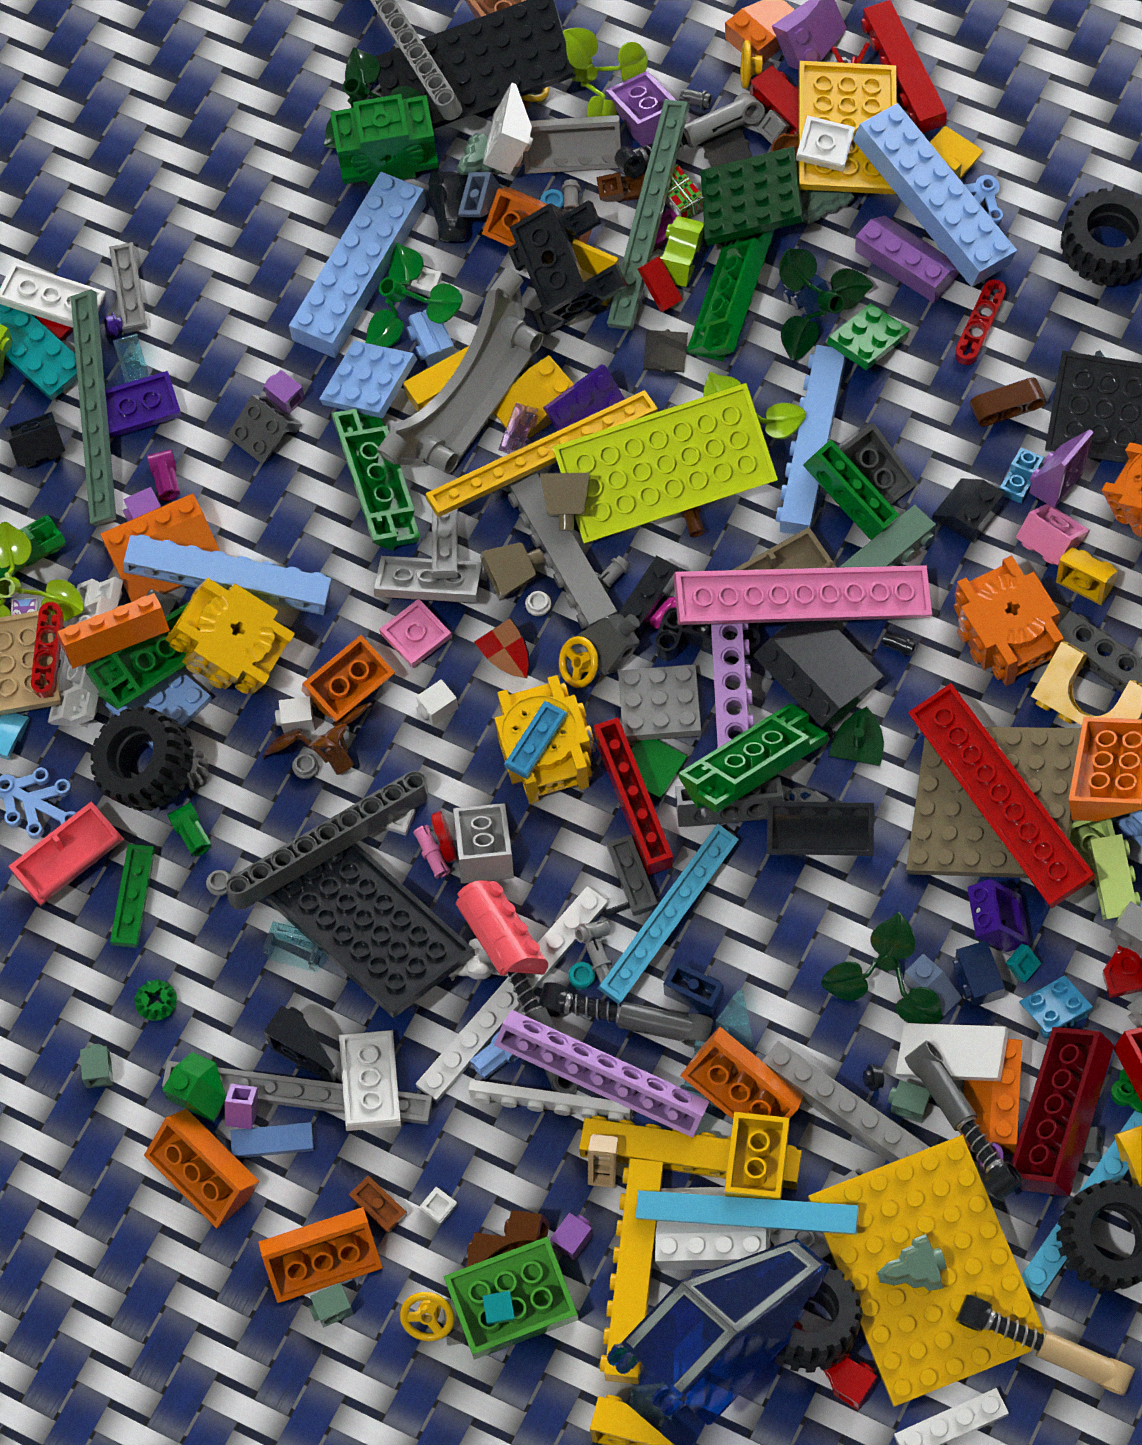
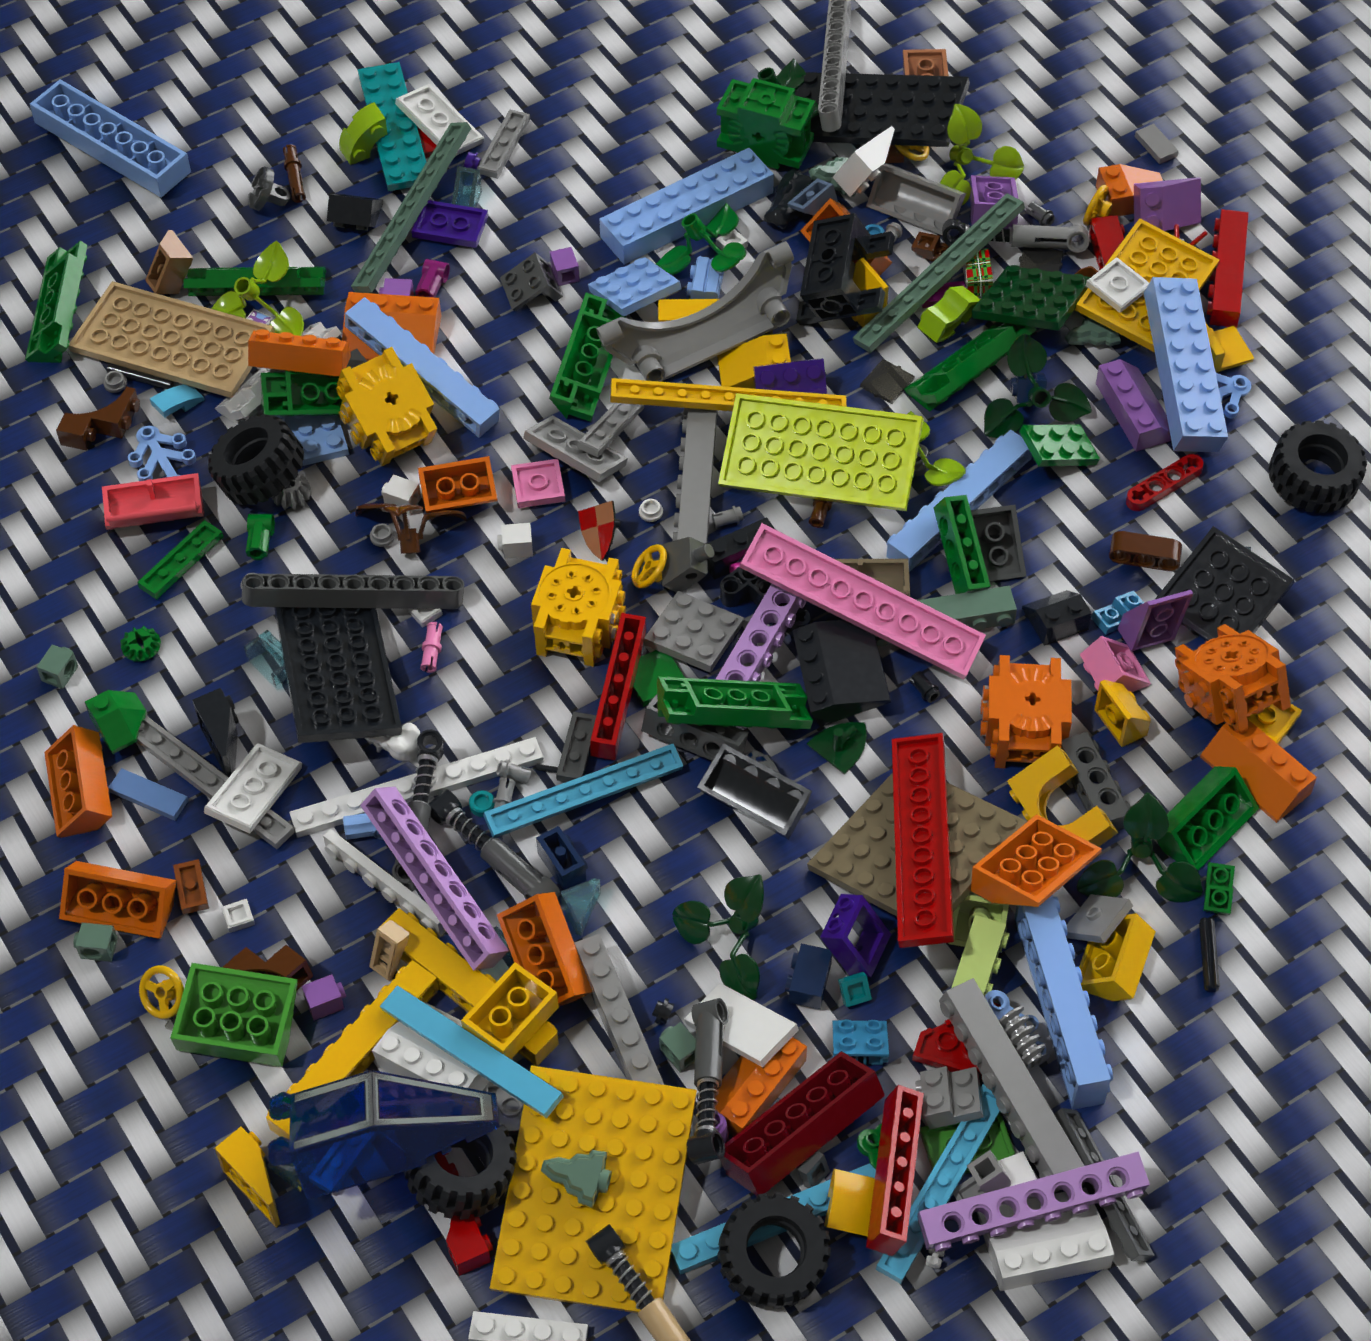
camera: 25 degrees right, 10 degrees down
(47, 649) = (241, 350): red beam -> none
(241, 1106) = (140, 752): medium lavender brick -> none
(444, 836) = (448, 637): red tile -> none
(483, 843) = (475, 662): light grey slope -> none
(498, 1308) = (215, 1012): teal tile -> none
(500, 929) = (436, 726): coral container -> none
(510, 567) = (646, 472): dark tan torso -> none
(518, 428) = (723, 369): plate -> none
(535, 740) = (564, 597): dark azure tile -> none
(565, 496) = (722, 435): dark tan torso -> none
(659, 284) = (914, 327): red tile -> none
(772, 126) = (1089, 258): light grey tile -> none
(927, 974) = (763, 951): sand blue slope -> none

